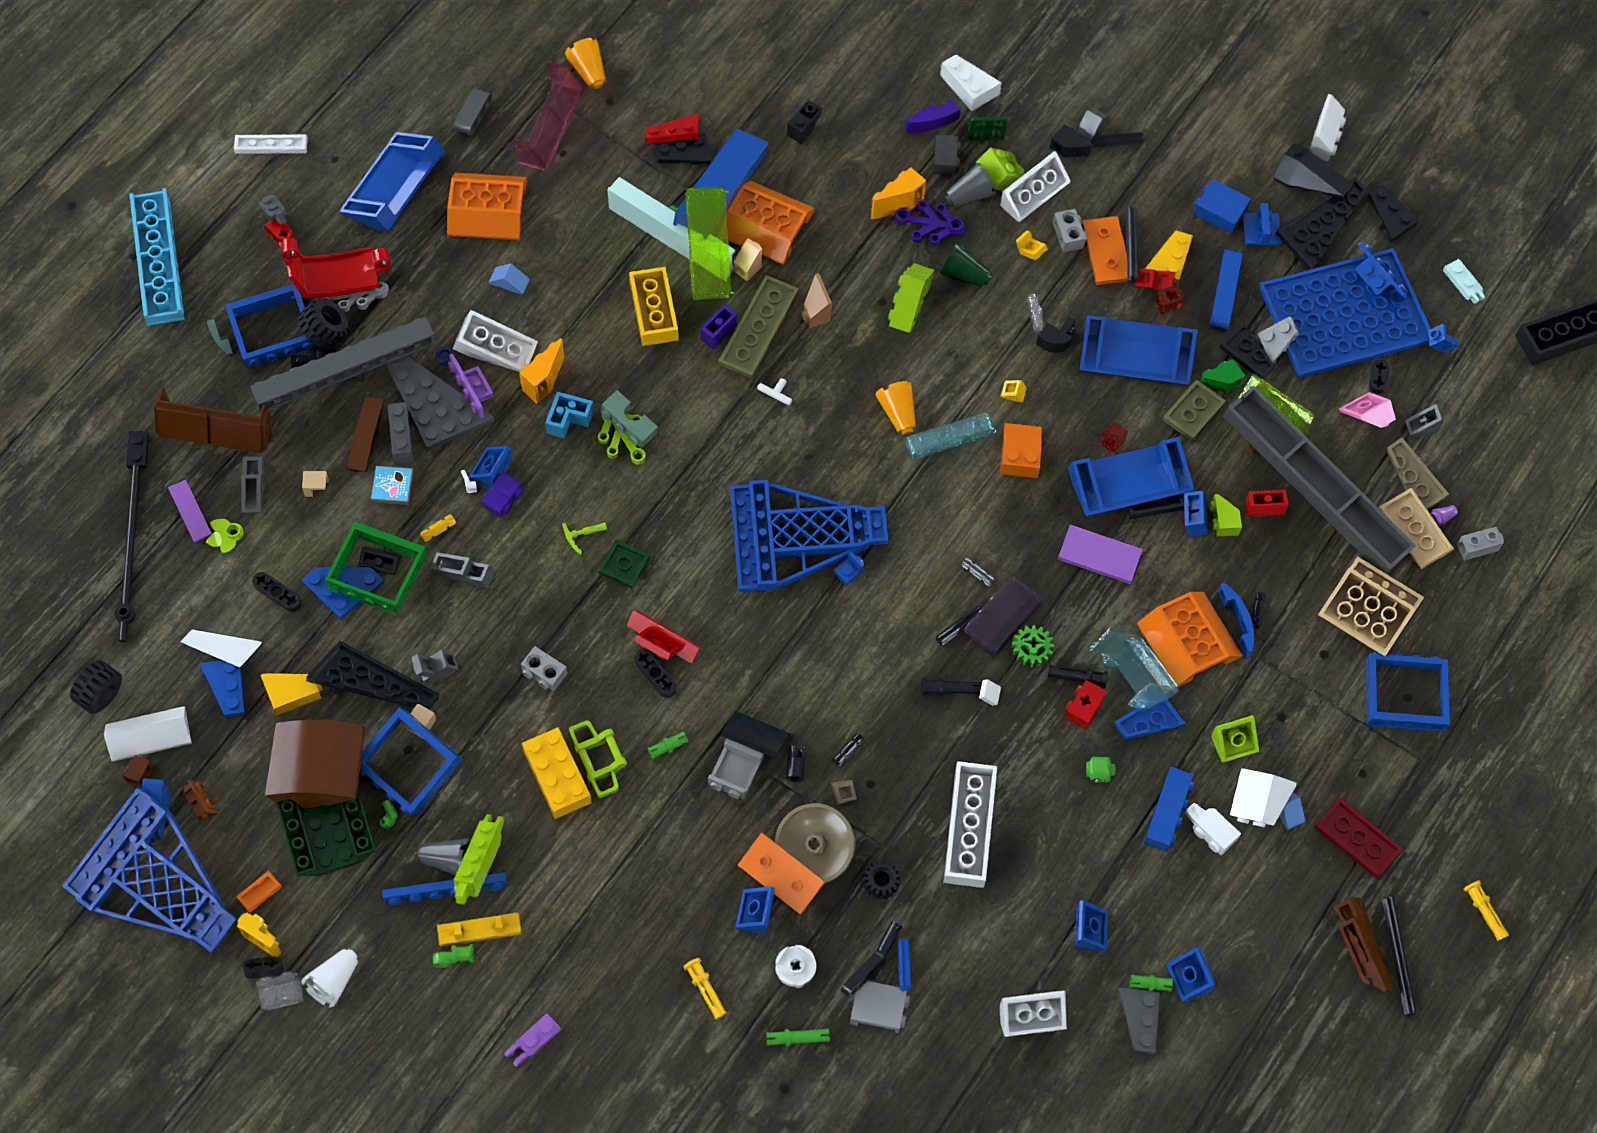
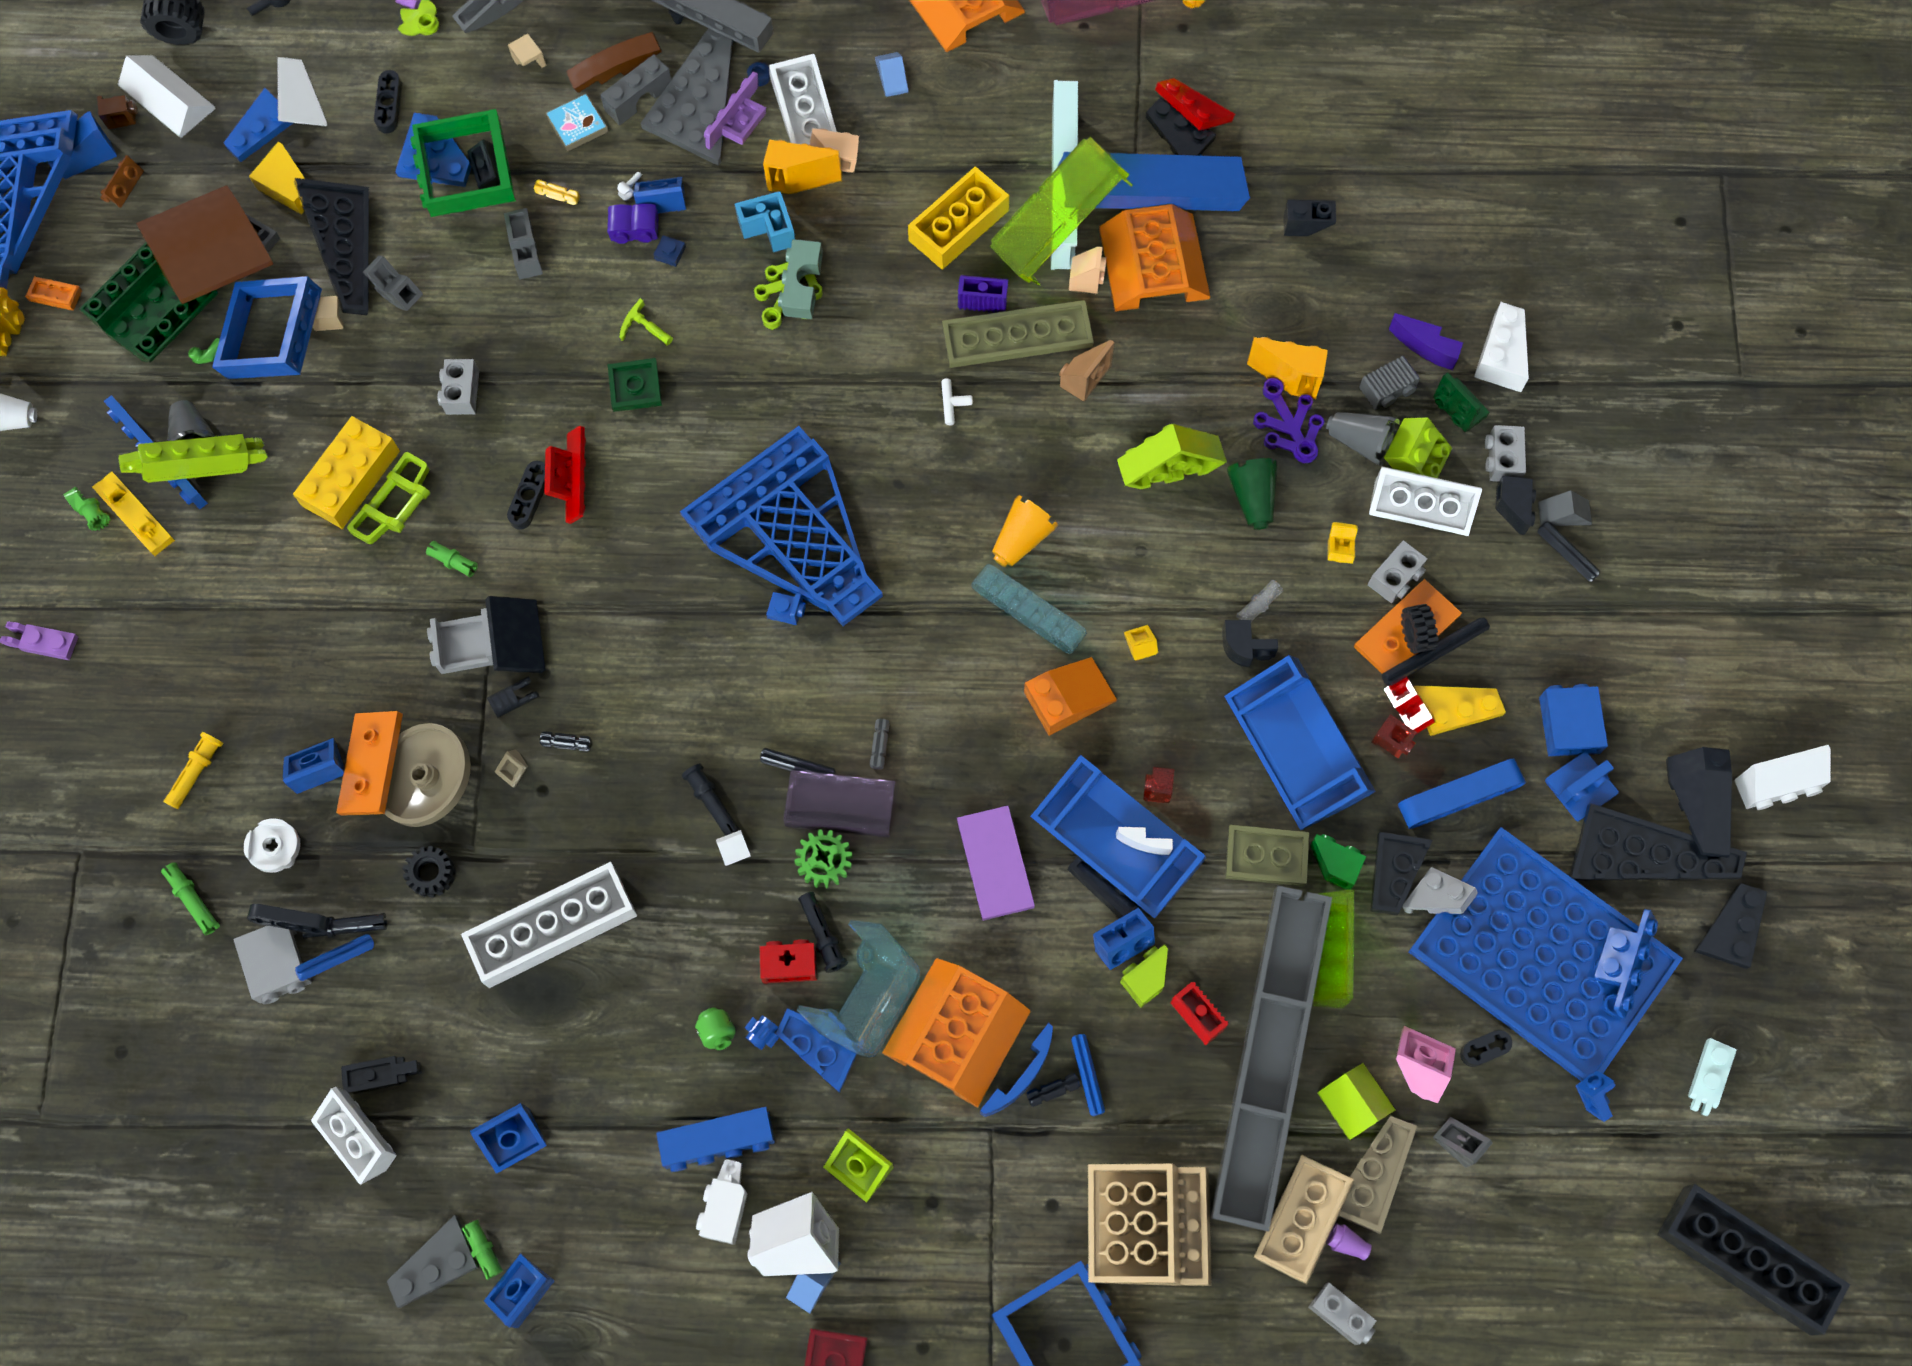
camera: 60 degrees right, 5 degrees up
(538, 487) = (669, 251): none -> dark blue plate
(541, 341) = (844, 142): none -> light nougat slope
(997, 984) = (378, 1074): none -> black hinge
(1037, 124) = (1510, 454): none -> light grey brick
(1117, 240) = (1419, 628): none -> black tyre
(1120, 744) = (761, 1032): none -> blue gear
(1143, 466) = (1136, 838): none -> white slope
(1261, 586) = (1088, 1075): none -> blue axle
(1366, 460) = (1356, 1101): none -> lime slope

